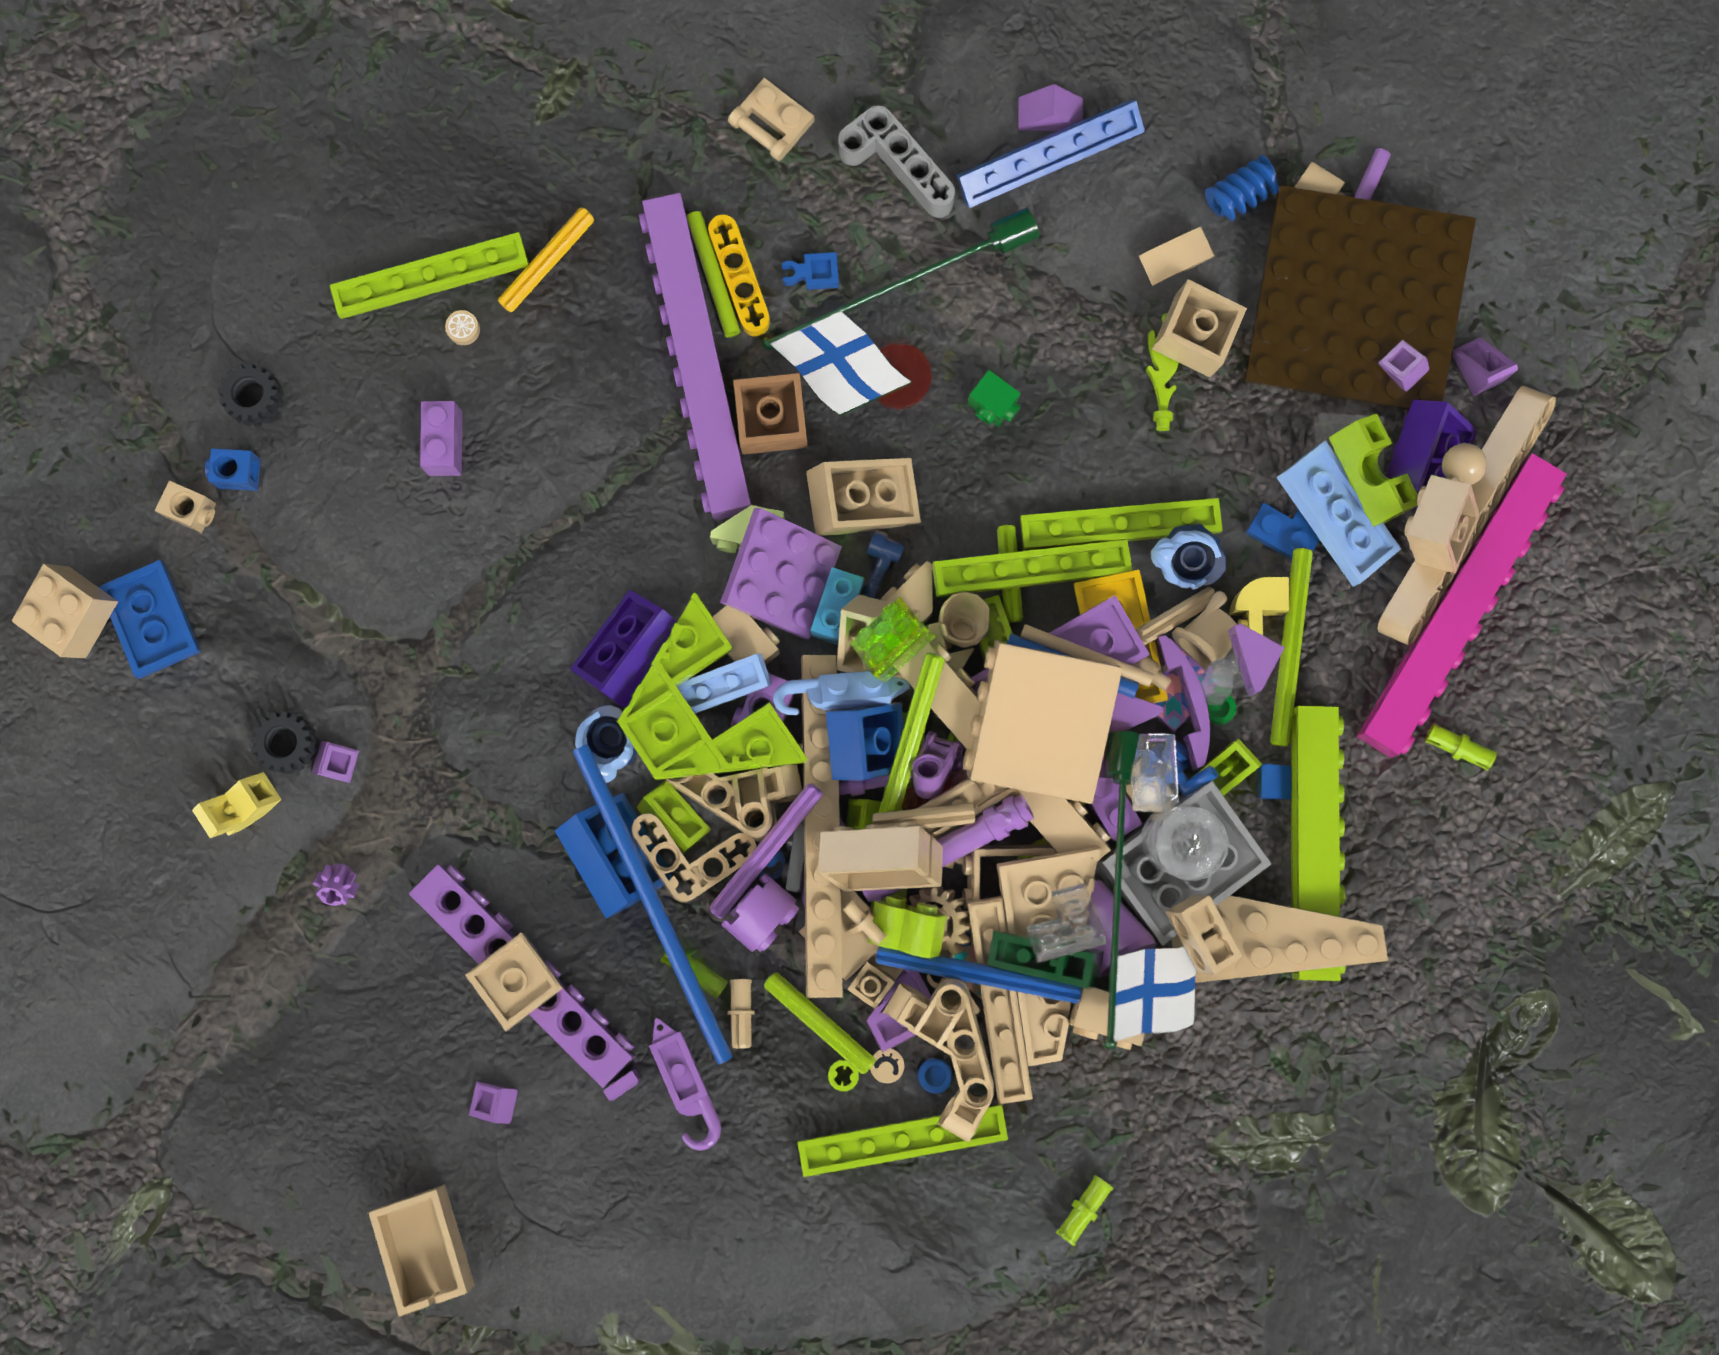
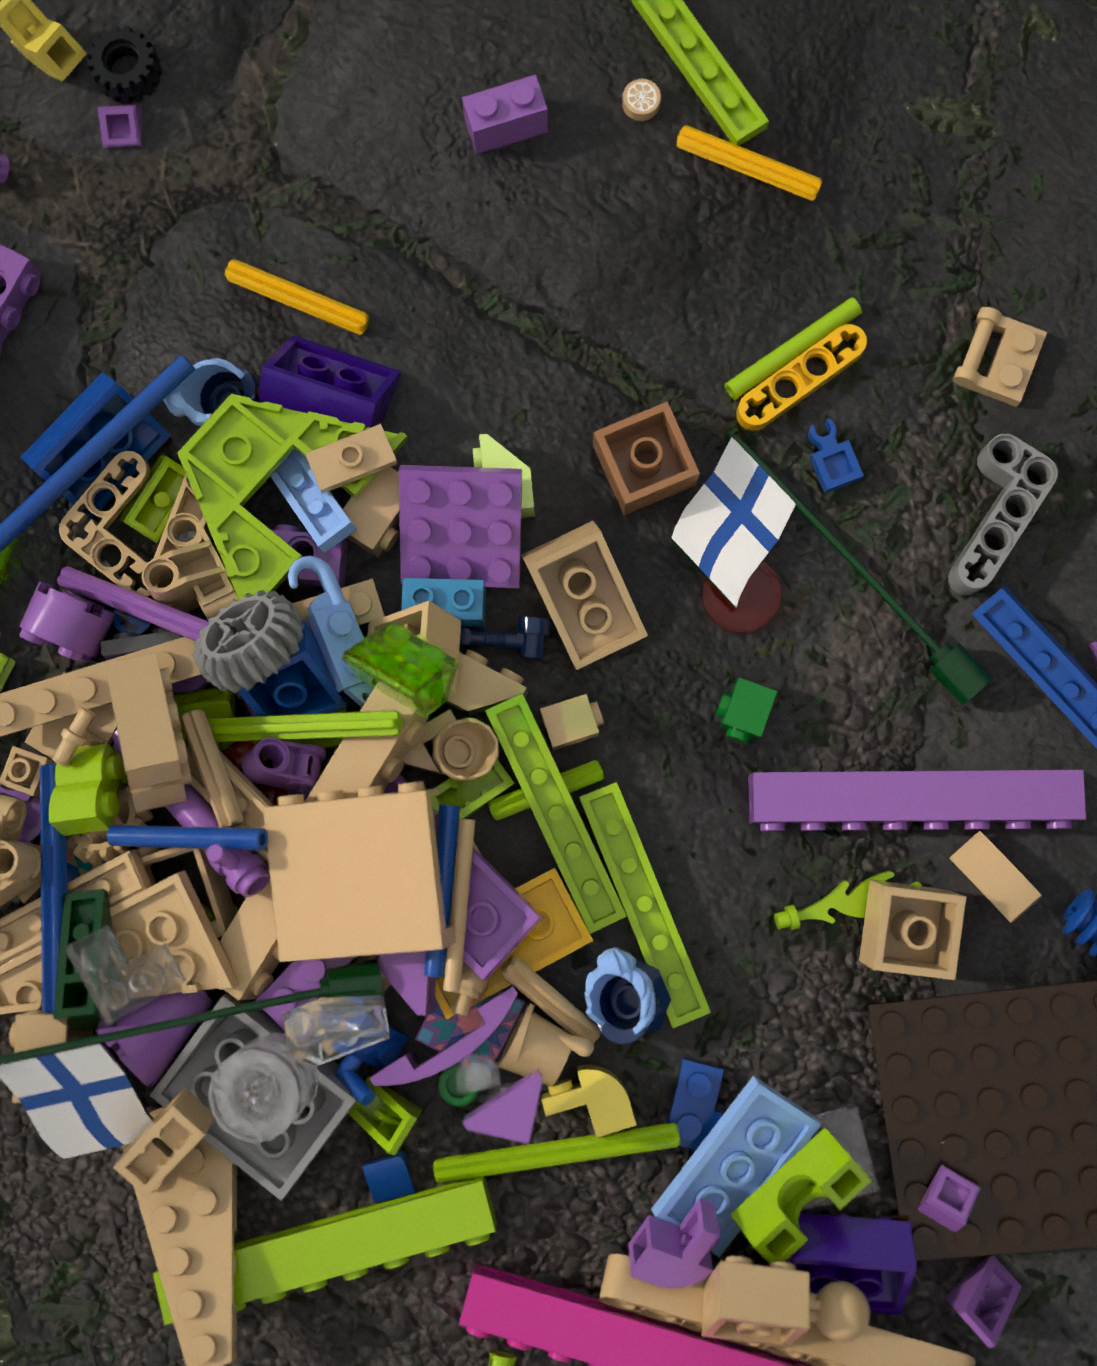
camera: 80 degrees right, 0 degrees up
(538, 655) = (297, 296): none -> yellow axle
(696, 357) = (691, 356): medium lavender brick -> none
(703, 639) = (351, 458): none -> tan plate
(842, 756) = (248, 641): none -> light grey gear
(962, 535) = (571, 721): none -> tan brick
(973, 850) = (187, 837): none -> blue piece
(1099, 295) = (916, 797): none -> medium lavender brick
(1391, 572) = (676, 1254): none -> medium lavender brick

